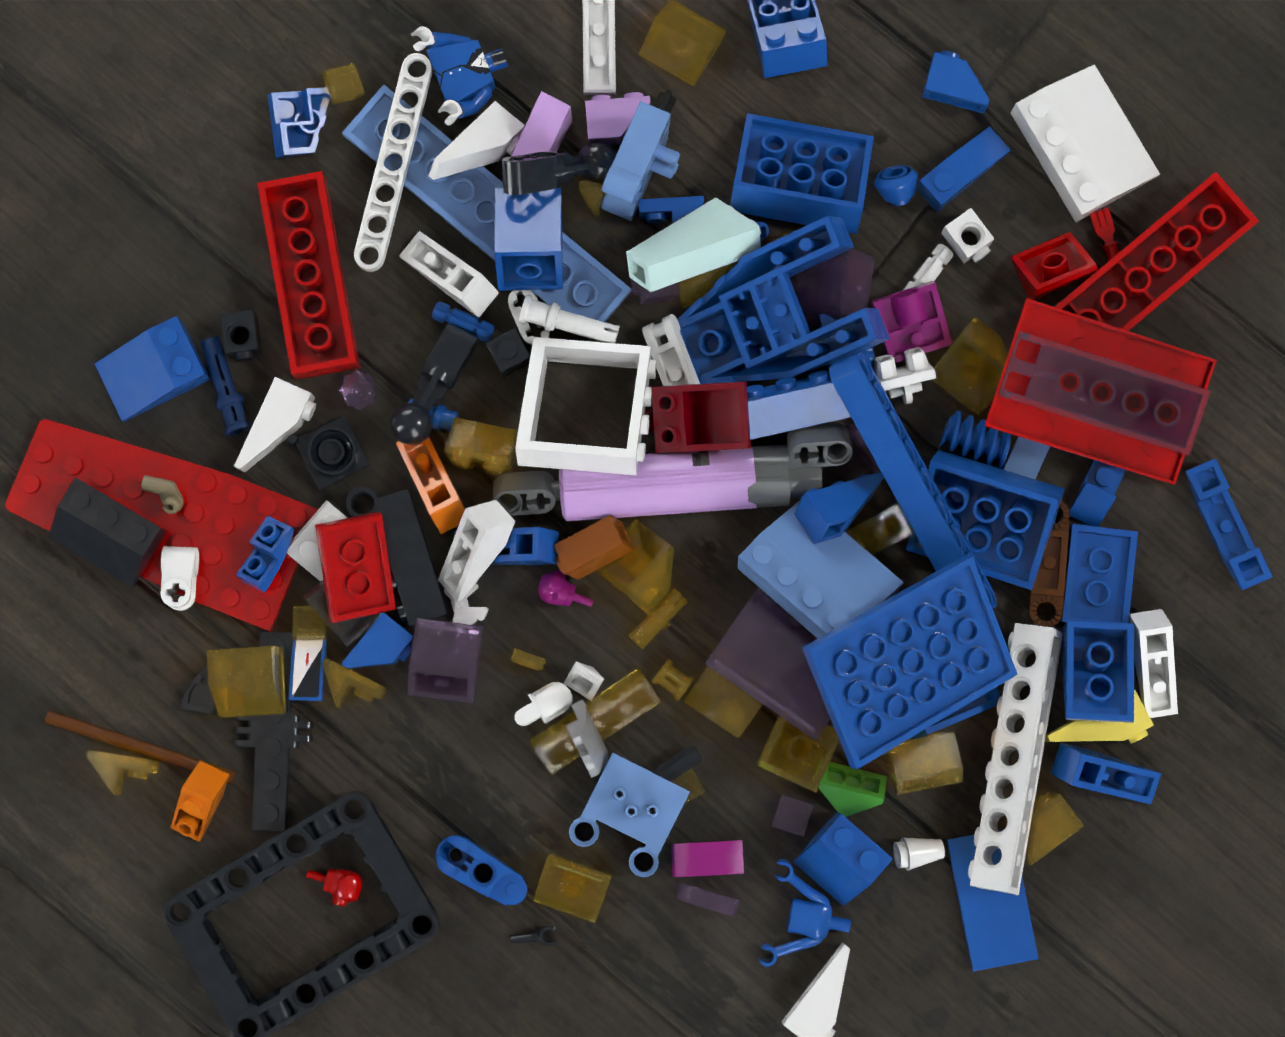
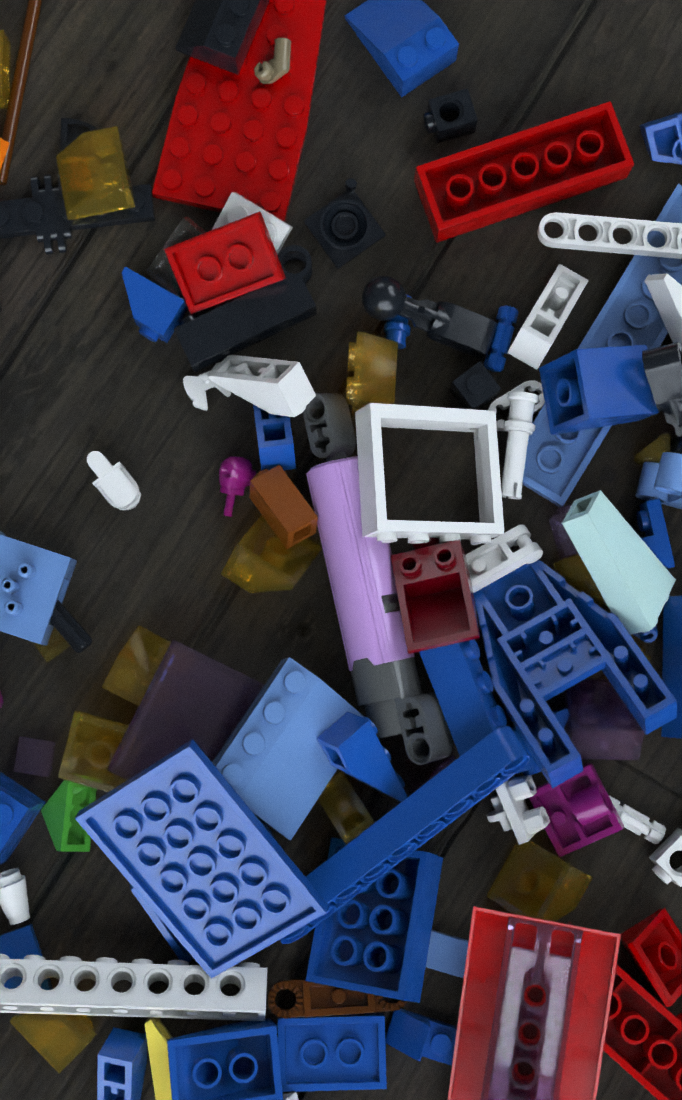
camera: 80 degrees right, 0 degrees up
(180, 570) = (195, 89): white piece -> none
(226, 403) = (377, 117): dark blue pin -> none
(269, 551) = (234, 177): blue slope -> none
(278, 418) = (374, 167): white slope -> none
(307, 624) = (161, 228): clear yellow tile -> none
(307, 670) = (119, 236): slope -> none
(342, 680) = (109, 273): clear yellow slope -> none
(358, 389) = (412, 243): clear purple piece -> none
(433, 484) = (325, 333): orange slope -> none
(445, 660) = (142, 371): clear purple slope -> none
(528, 660) = (157, 458): clear yellow tile -> none
(584, 680) = (146, 519): white slope -> none
(588, 740) = (79, 529): light grey slope -> none
(609, 712) = (105, 536): clear yellow slope -> none
(658, 619) = (219, 585): clear yellow pin -> none
(673, 680) = (157, 611): clear yellow bush -> none
(925, 763) = (99, 893): clear yellow slope -> none
(976, 439) = (460, 897): blue piece -> none

